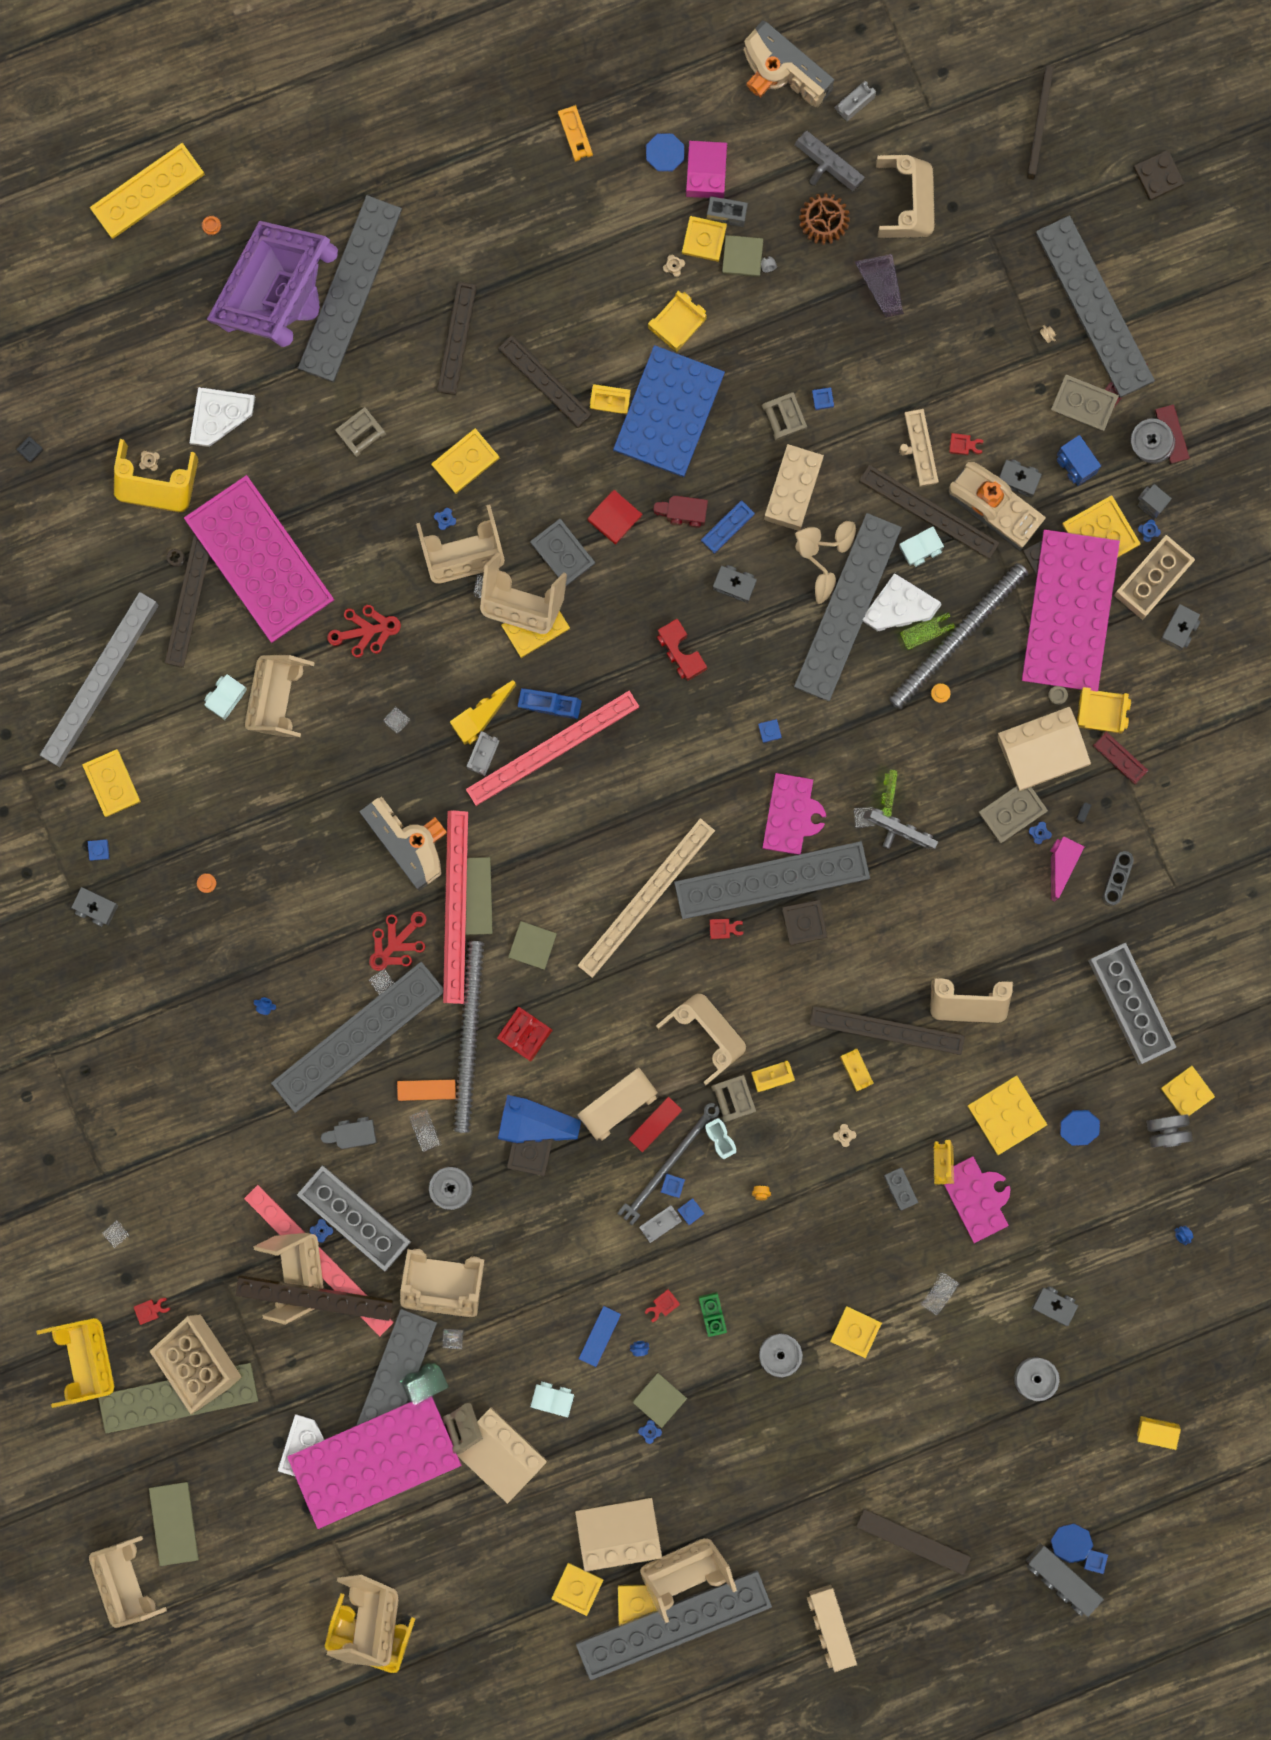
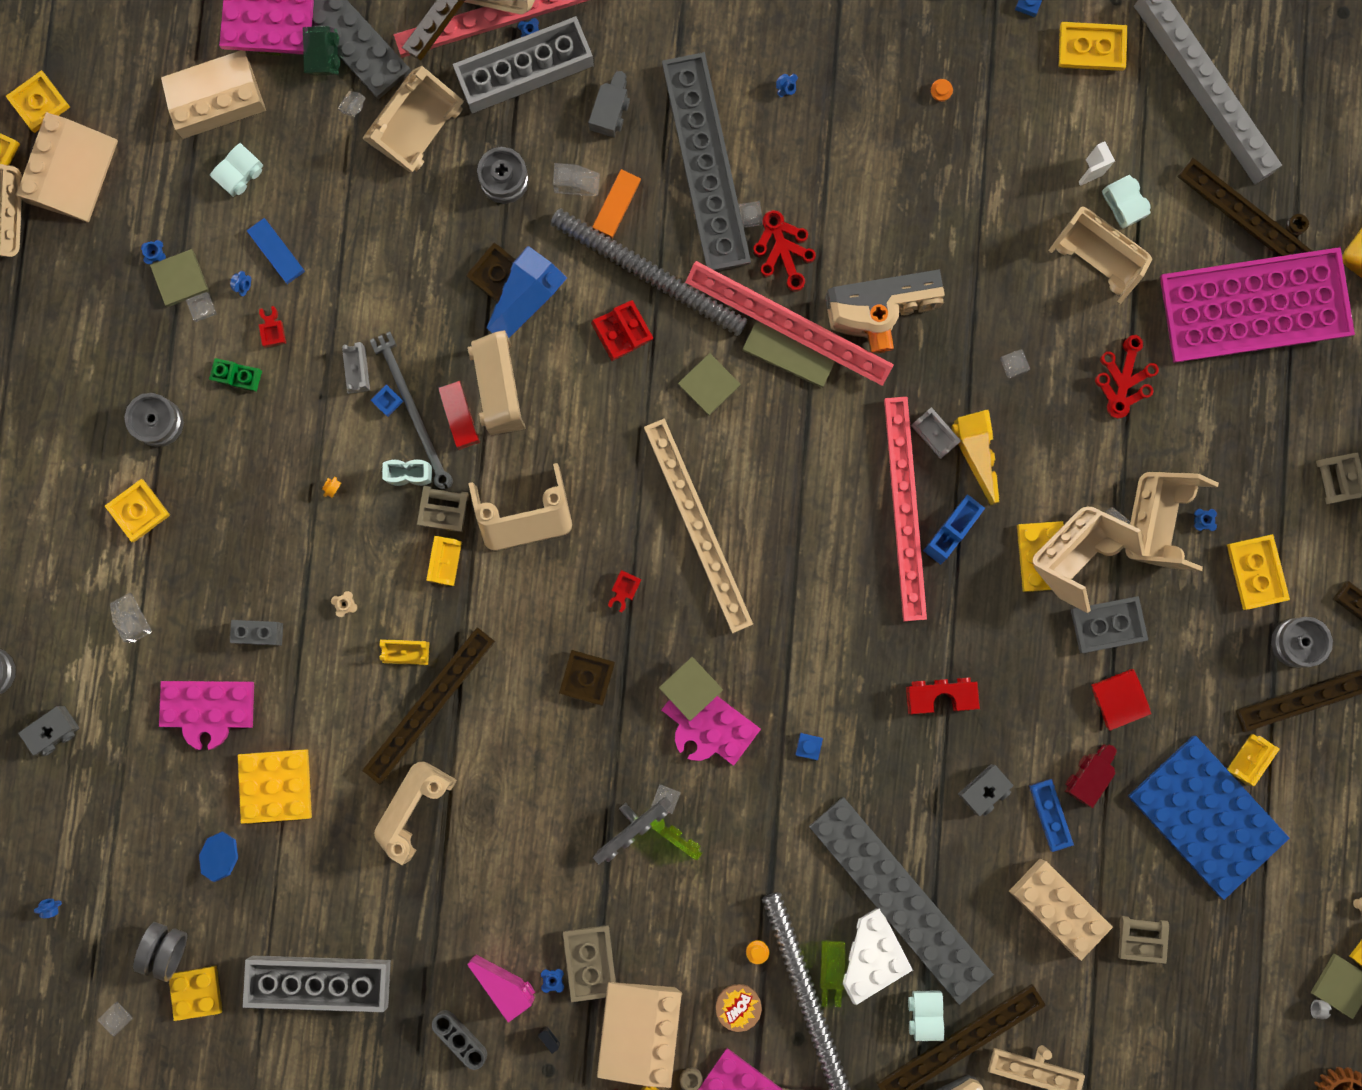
camera: 110 degrees right, 0 degrees up
(206, 731) = (1099, 162): none -> white panel
(467, 1427) = (254, 70): dark tan plate -> none
(503, 393) = (1302, 642): none -> flat silver wheel
(673, 1369) = (201, 306): none -> clear plate
(678, 321) = (1303, 877): yellow panel -> none
(690, 1211) = (351, 406): blue plate -> none
(772, 880) = (648, 667): dark grey plate -> none
(773, 839) = (691, 688): none -> olive tile
(807, 545) = (988, 890): tan plant -> none
(823, 398) = (1142, 992): blue plate -> none
(943, 1163) = (258, 691): yellow hinge -> none
(988, 686) = (738, 1007): none -> tile
(1237, 1141) = (115, 1019): none -> clear plate

